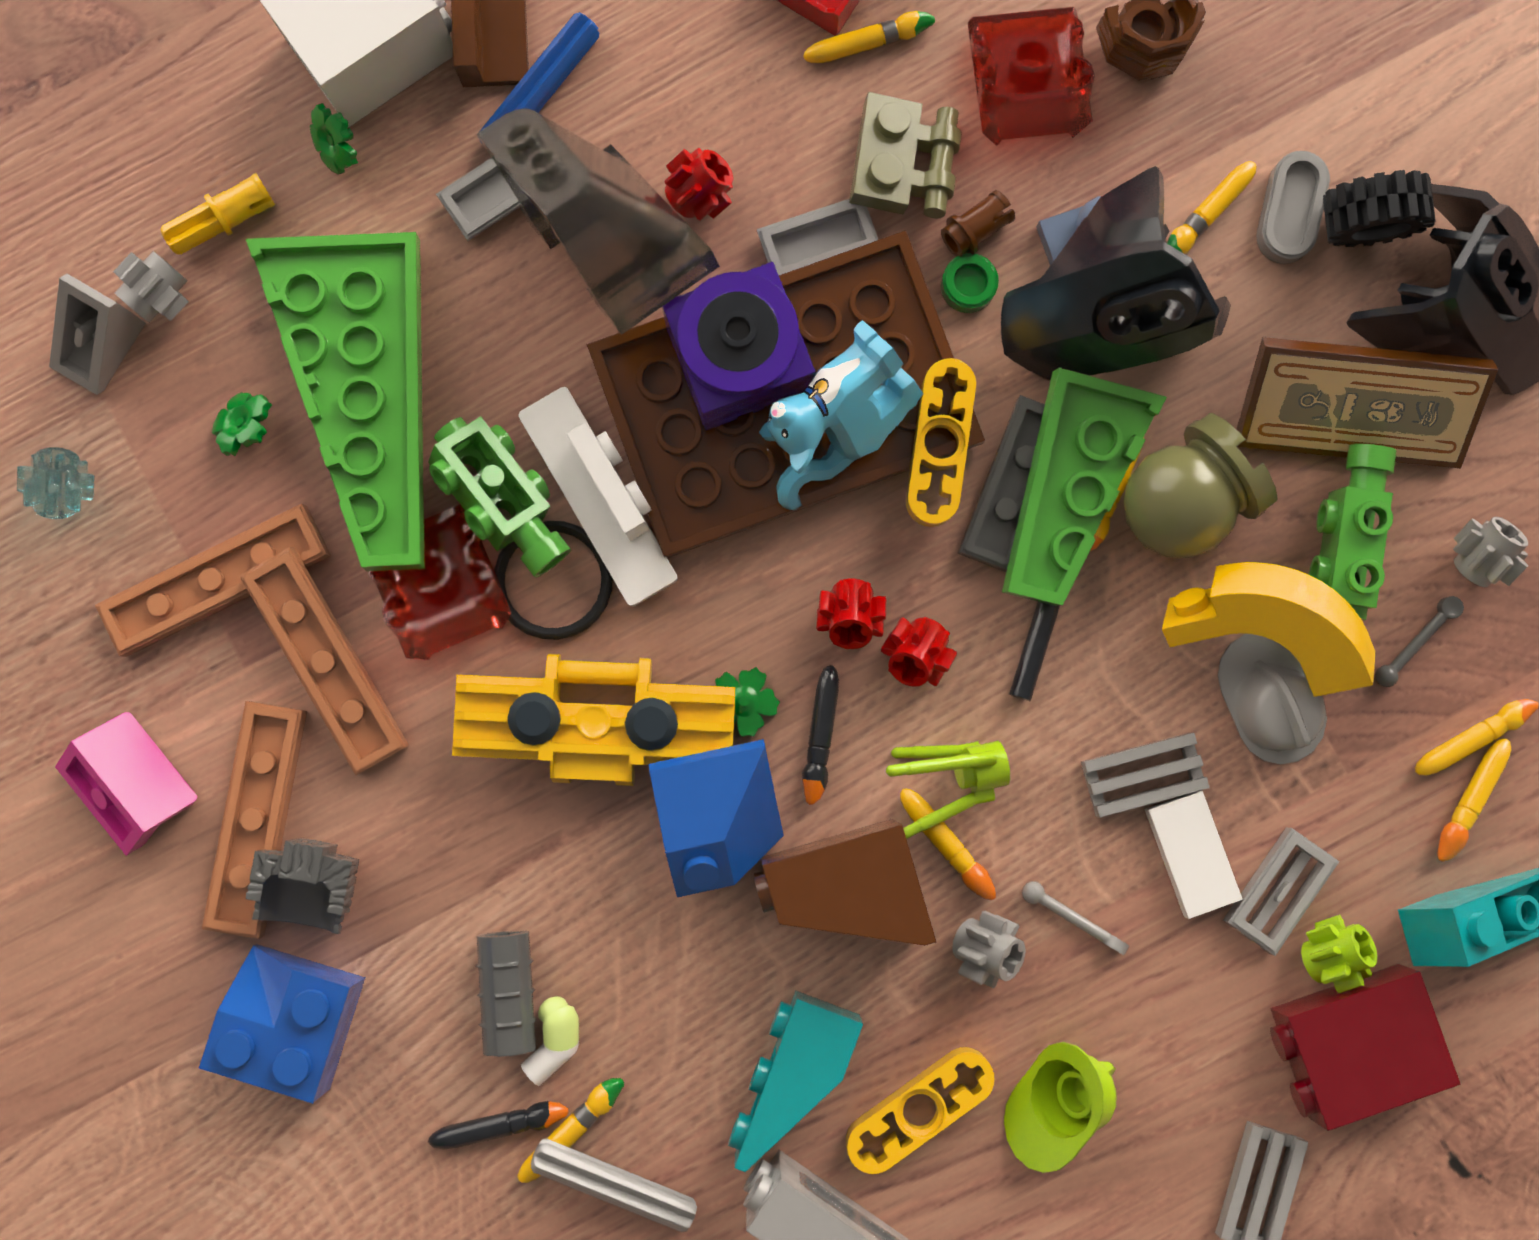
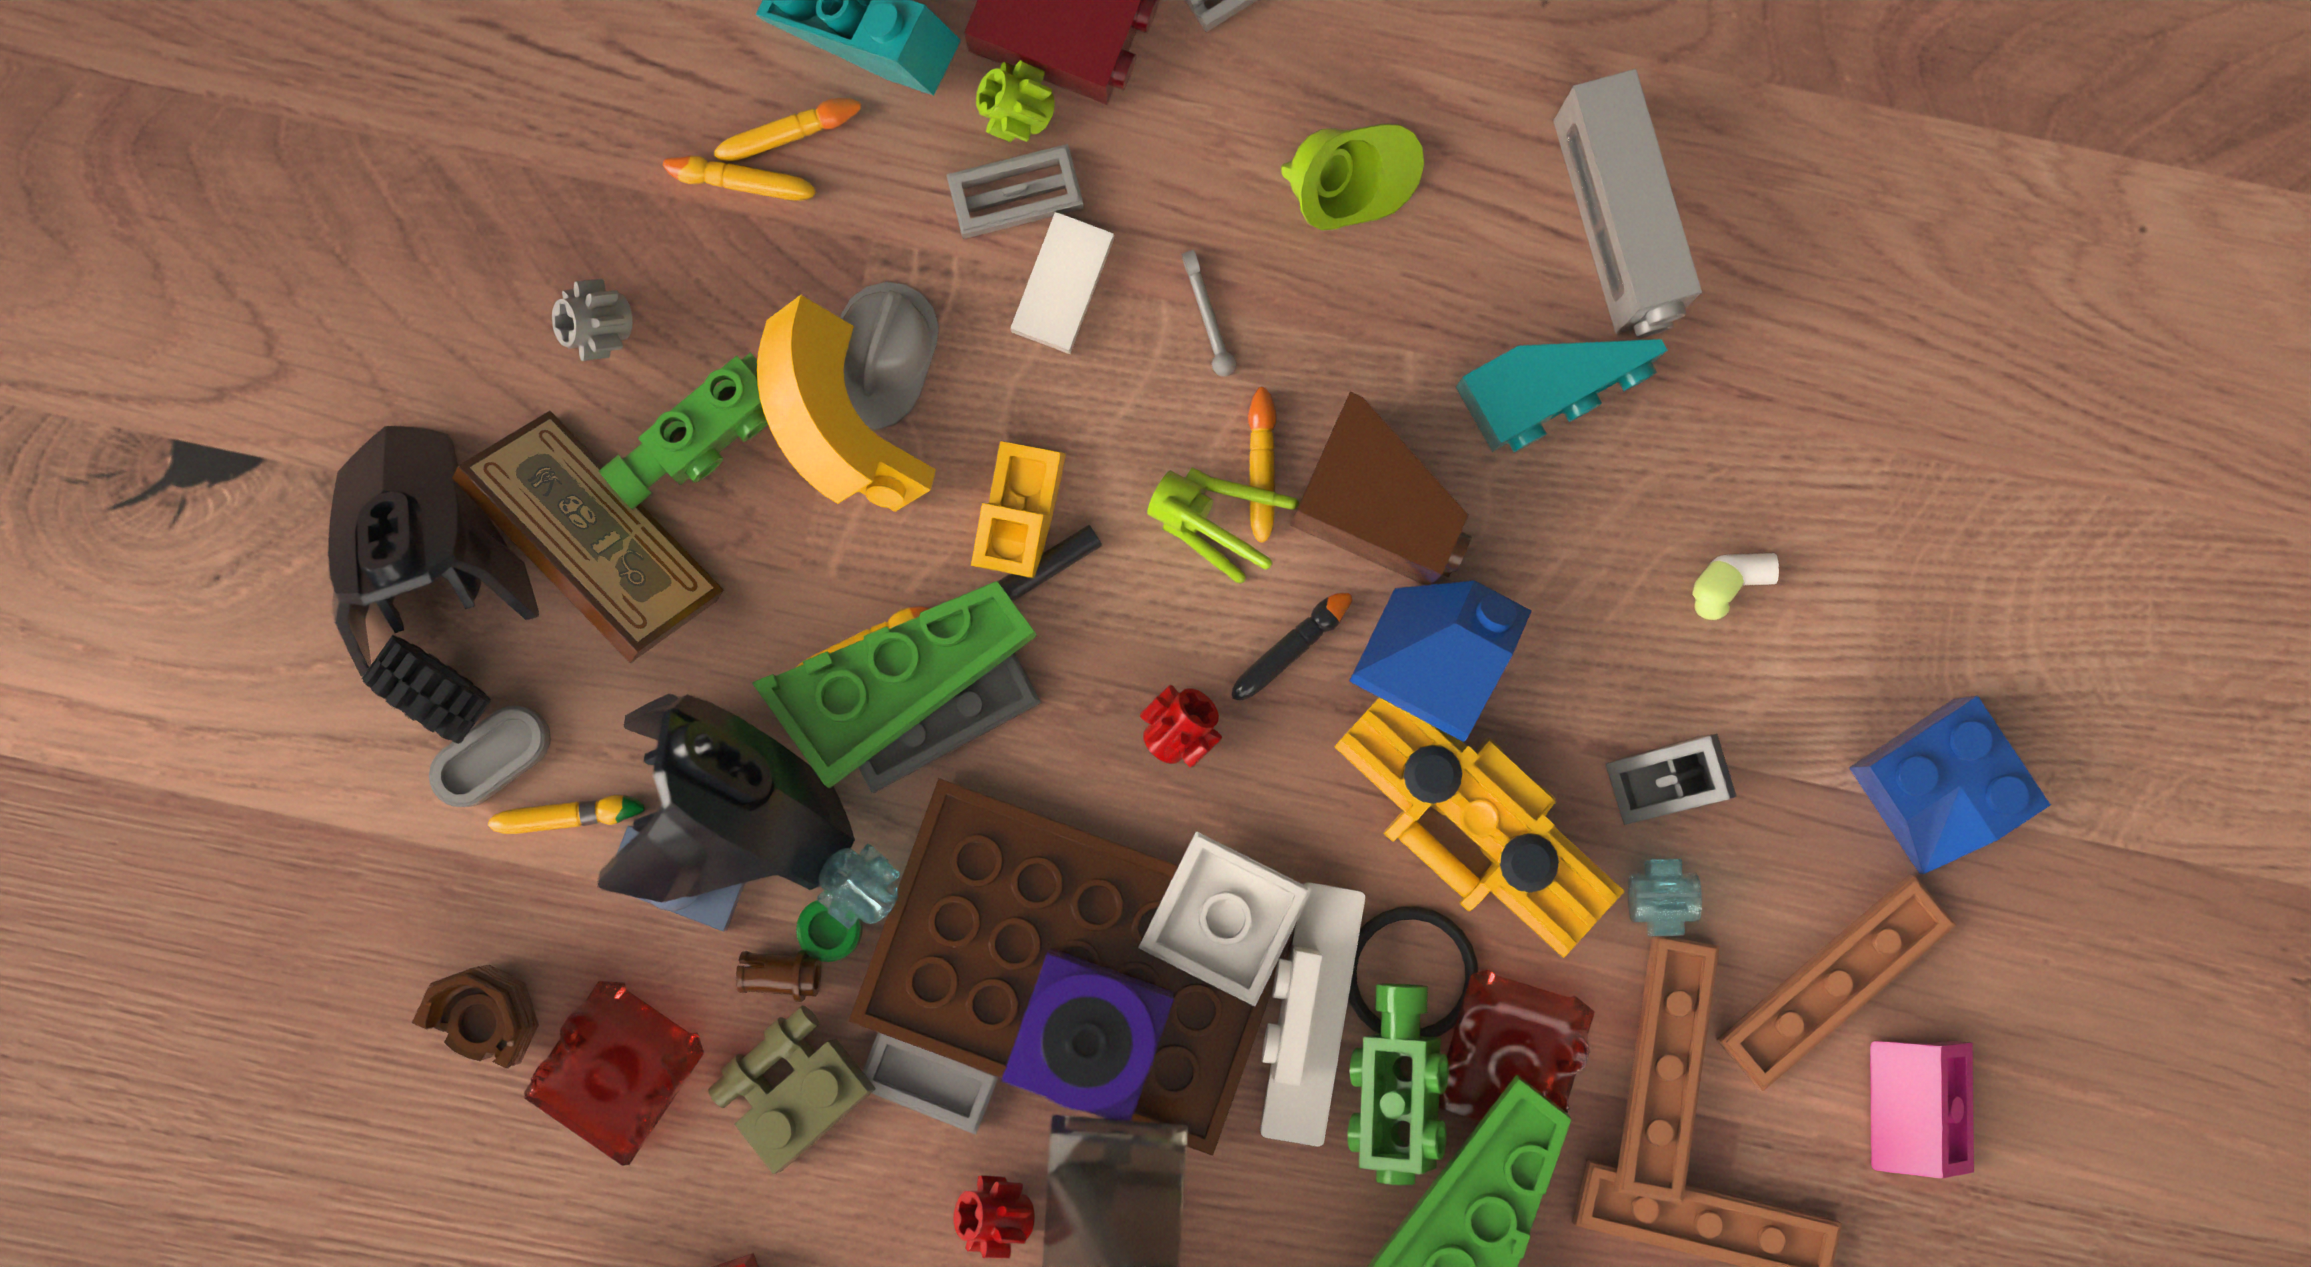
camera: 130 degrees left, 0 degrees up
(303, 884) = (1838, 888): dark grey hair -> none
(420, 775) = (1664, 897): none -> clear light blue gear
(482, 862) = (1671, 779): none -> dark grey slope
(506, 993) = (1740, 653): dark grey axle -> none
(536, 1117) = (1798, 529): black piece -> none
(576, 1124) = (1735, 497): yellow piece -> none
(613, 1185) = (1779, 420): light grey axle -> none
(711, 507) = (1225, 918): none -> white tile
(749, 699) = (1327, 727): green plant -> none
(845, 405) = (1030, 906): medium azure animal -> none
(870, 37) = (688, 1208): yellow piece -> none
(918, 652) = (1151, 645): red gear -> none
(918, 1135) = (1517, 286): yellow beam -> none
(932, 399) = (933, 827): yellow beam -> none
(977, 321) = (858, 886): none -> clear light blue gear
(988, 949) = (1304, 349): light grey gear -> none
(1085, 669) = (1019, 509): none -> yellow slope
(1190, 762) = (998, 358): light grey tile -> none
(1191, 494) = (809, 582): olive tile -> none
(1447, 608) = (665, 302): dark grey hinge -> none

